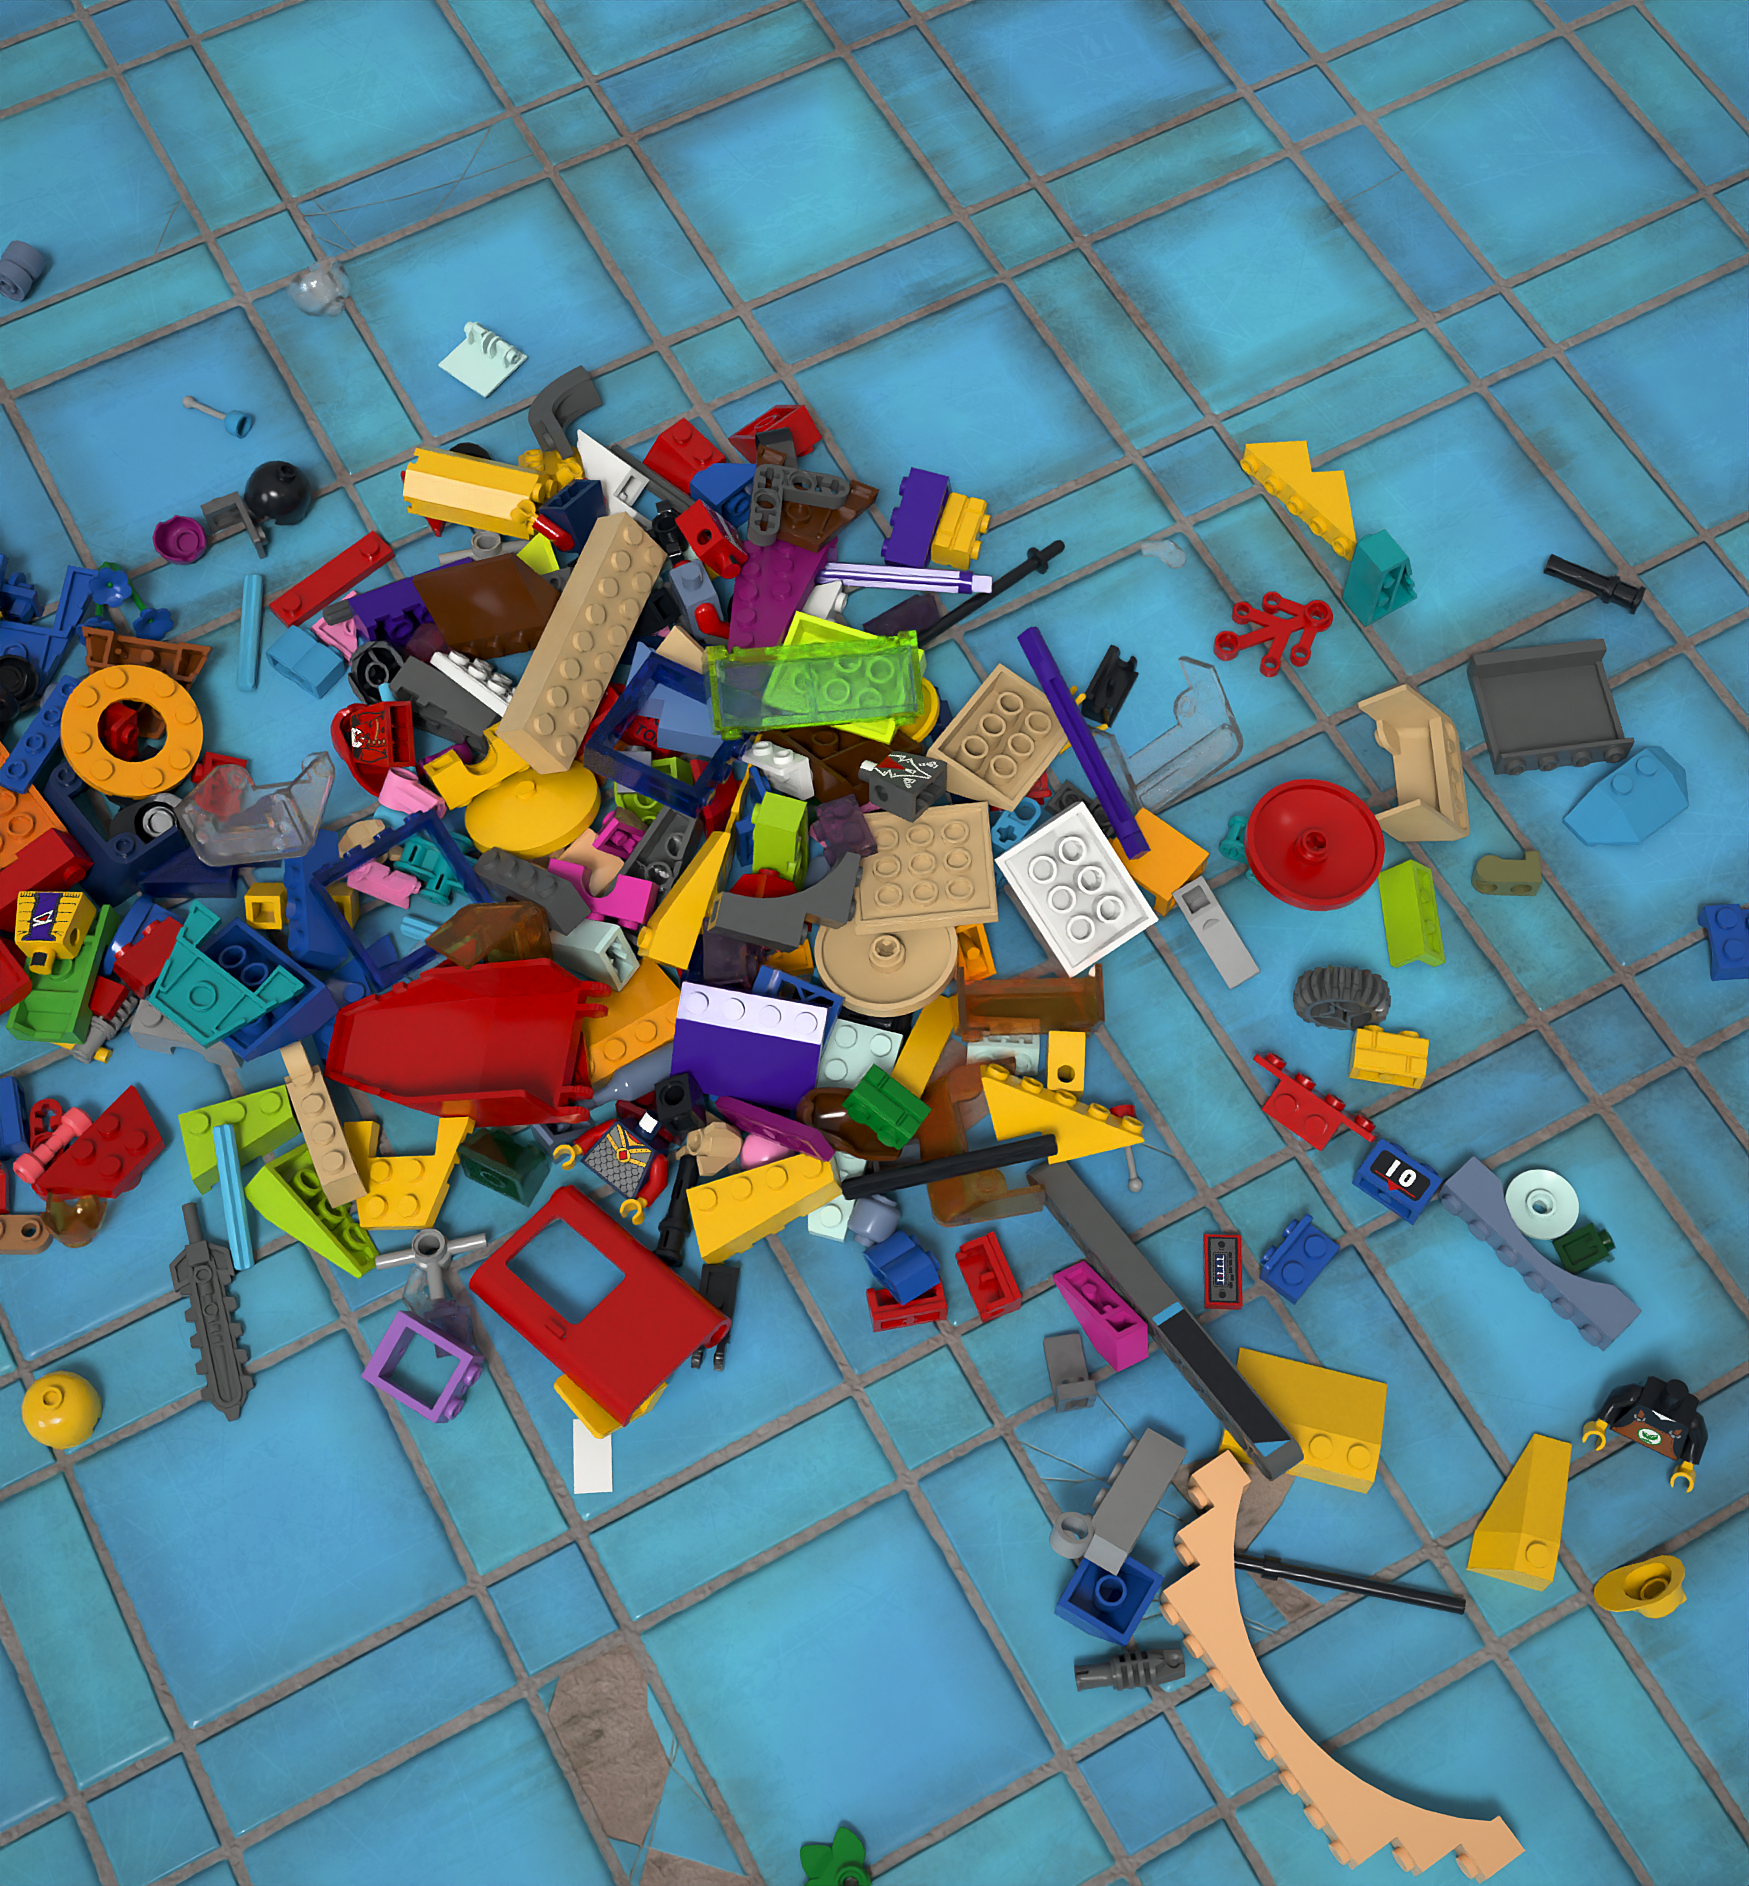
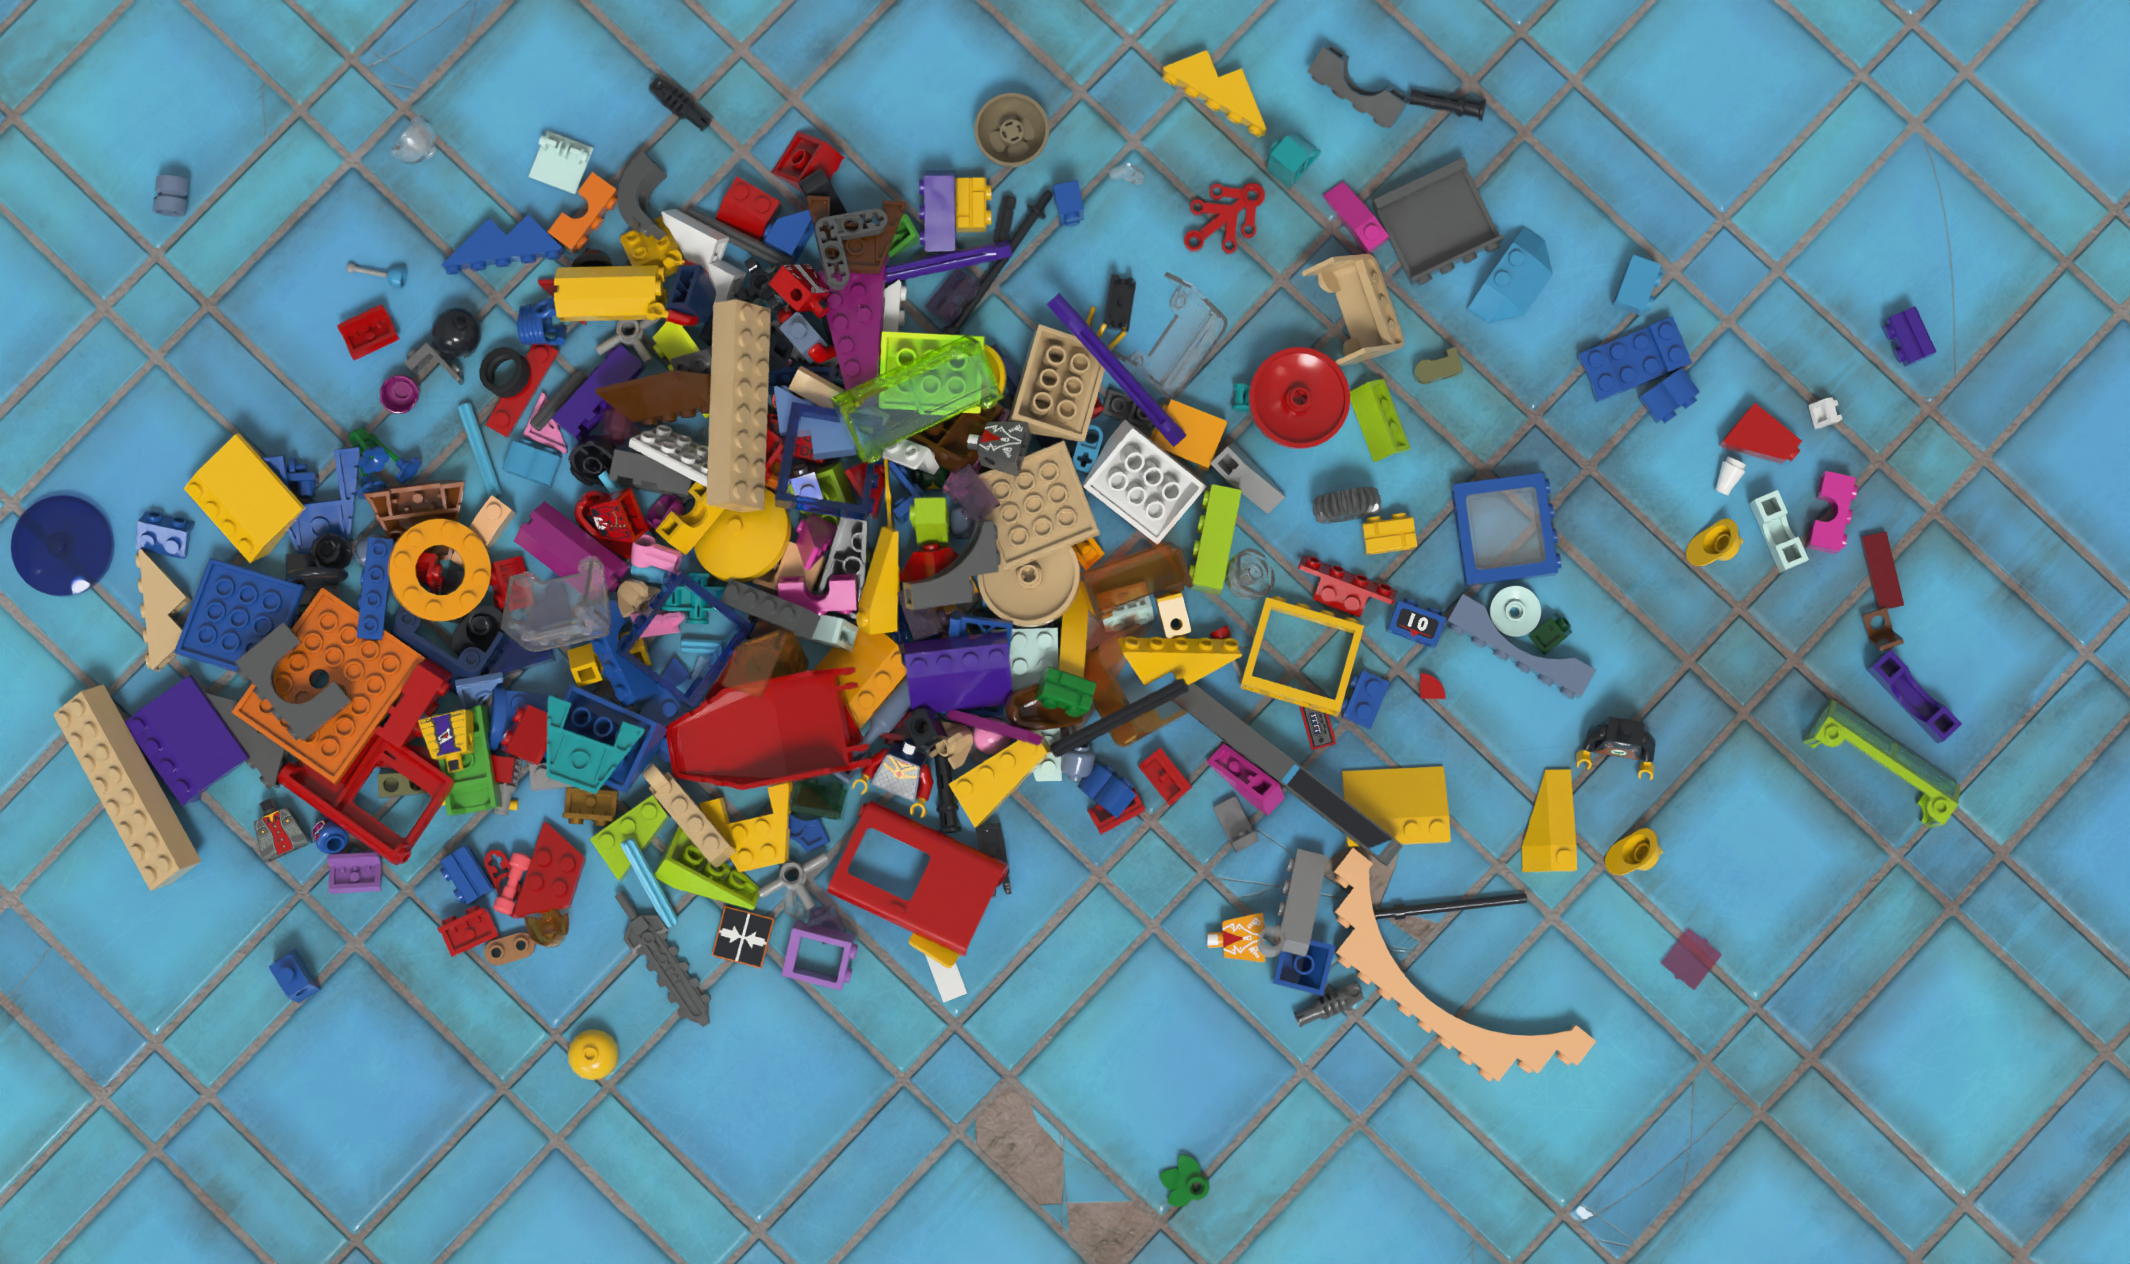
camera: 15 degrees left, 20 degrees up
(117, 888) = (477, 689): none -> medium blue tile
(175, 466) = (368, 332): none -> red bracket
(199, 1080) = (584, 805): none -> pearl gold bracket
(225, 711) = (489, 524): none -> light nougat slope
(283, 739) = (563, 544): none -> magenta brick
(322, 563) = (491, 363): none -> black tyre
(332, 1316) = (743, 937): none -> black tile
(364, 422) = (493, 247): none -> blue slope
(380, 511) = (536, 321): none -> blue piece
(472, 1205) = (807, 833): none -> blue tile
(509, 409) = (574, 232): none -> orange arch
(646, 337) = (678, 103): none -> black hinge
(861, 540) = (904, 238): none -> bright green slope
(998, 555) = (1004, 219): none -> black axle
(1025, 1532) = (1239, 938): none -> light orange torso
(1036, 458) = (1017, 117): none -> dark tan piece
(1081, 554) = (1068, 203): none -> blue brick
(1150, 989) = (1216, 539): none -> lime brick
(1182, 1048) = (1249, 575): none -> clear cylinder
(1199, 1217) = (1288, 693): none -> yellow window
(1396, 1273) = (1431, 688): none -> red tile
(1446, 678) = (1356, 218): none -> dark pink slope
(1513, 557) = (1332, 70): none -> dark grey arch
(1552, 1097) = (1505, 529): none -> piece
(1695, 1777) = (1691, 959): none -> clear pink piece

